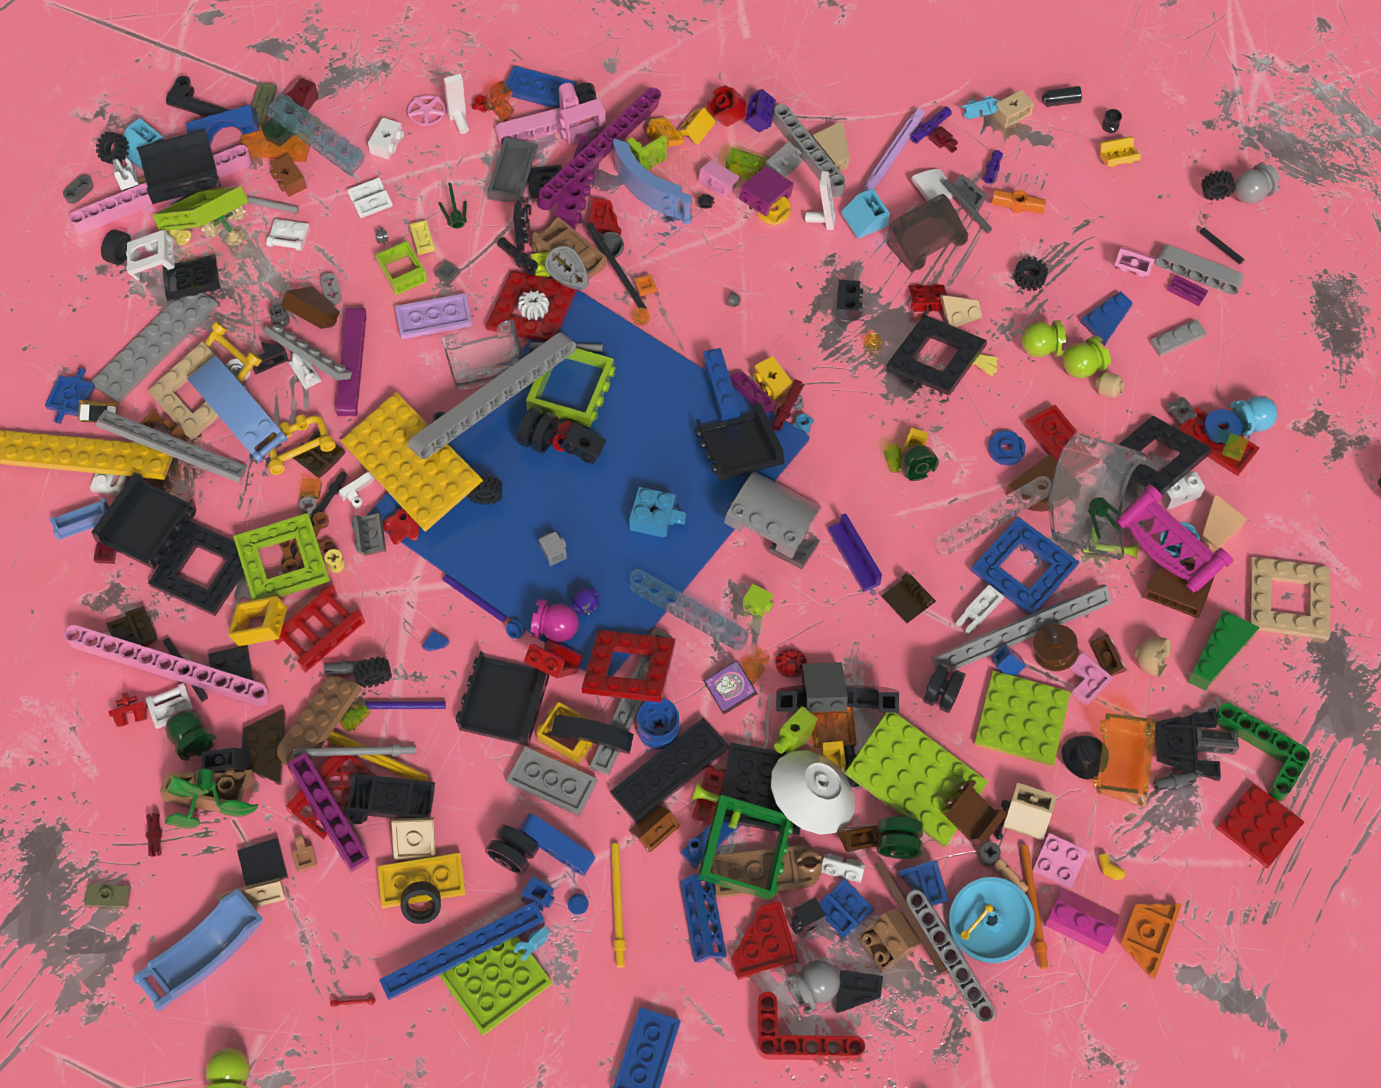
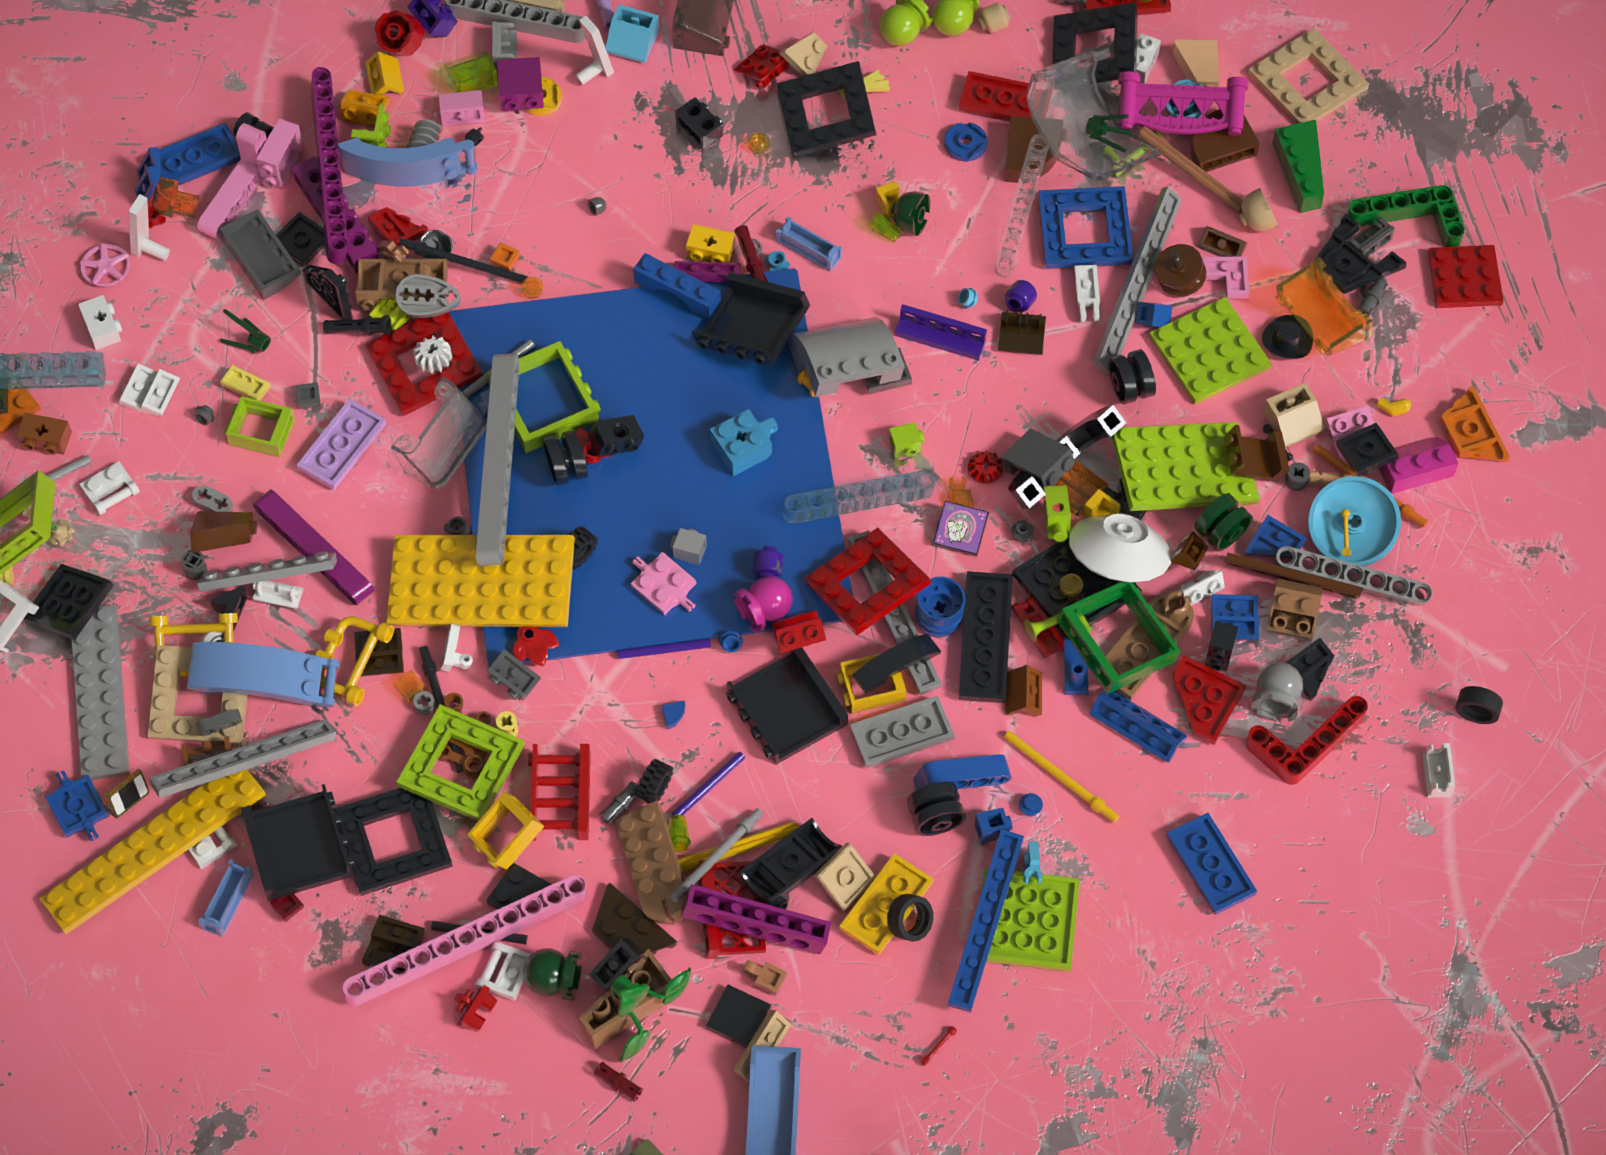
camera: 45 degrees left, 0 degrees up
(184, 414) = (219, 722): none -> dark grey beam
(498, 76) = (148, 173): none -> blue slope
(514, 558) = (663, 583): none -> bright pink plate
(581, 228) = (392, 251): none -> nougat plate
(677, 175) = (424, 133): none -> light grey piece
(754, 786) = (1071, 585): none -> clear yellow plate
(768, 729) = (1022, 536): none -> dark grey plate
(834, 429) = (809, 245): none -> medium blue container
(897, 546) = (967, 297): none -> medium azure plate
(932, 573) = (1020, 296): none -> dark purple head
(1052, 879) = (1367, 449): none -> black tile
(1136, 585) = (1191, 169): none -> nougat axle

